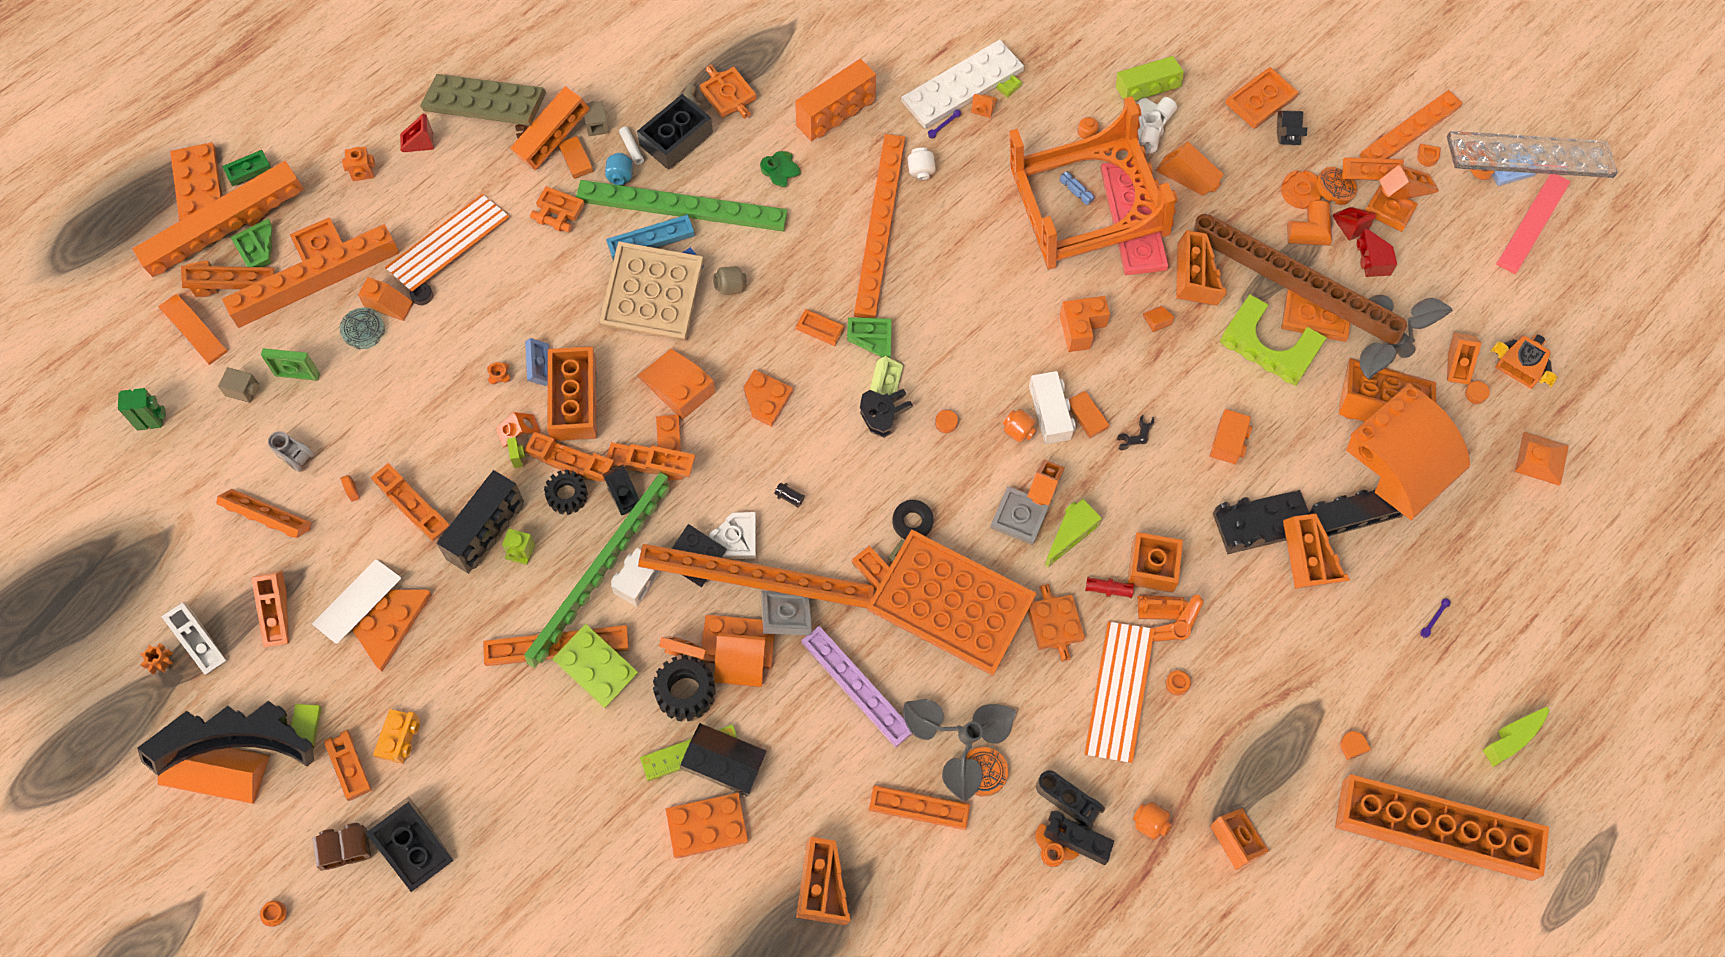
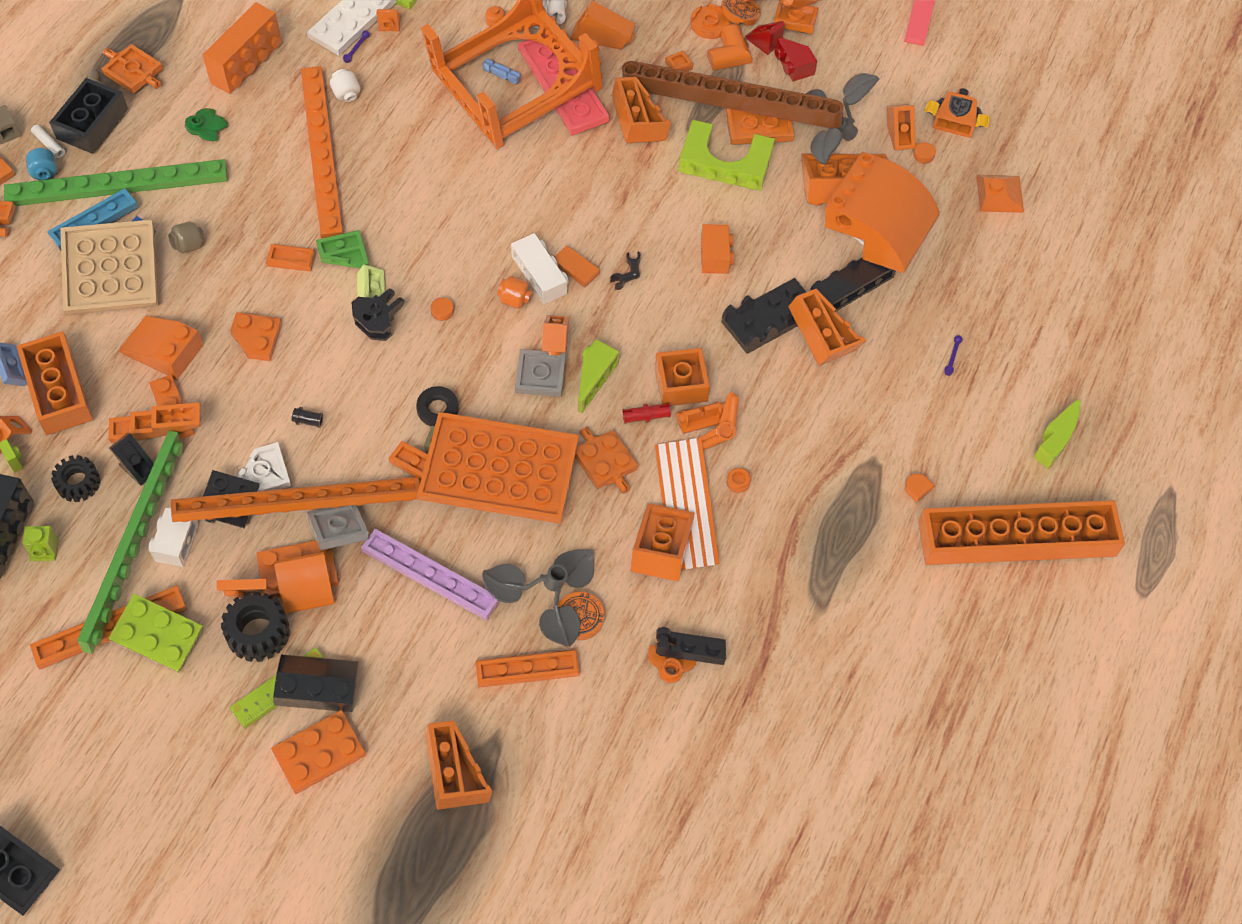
camera: 20 degrees left, 5 degrees down
(566, 458) = (55, 447): orange slope -> none
(1079, 319) = (542, 184): orange brick -> none
(1082, 802) = (683, 613): black piece -> none
(1084, 724) = (662, 542): none -> orange slope
(1152, 820) = (755, 609): orange head -> none
(1158, 318) = (615, 165): orange slope -> none
(1238, 838) = (840, 601): orange slope -> none
(1256, 226) = (679, 61): none -> orange tile

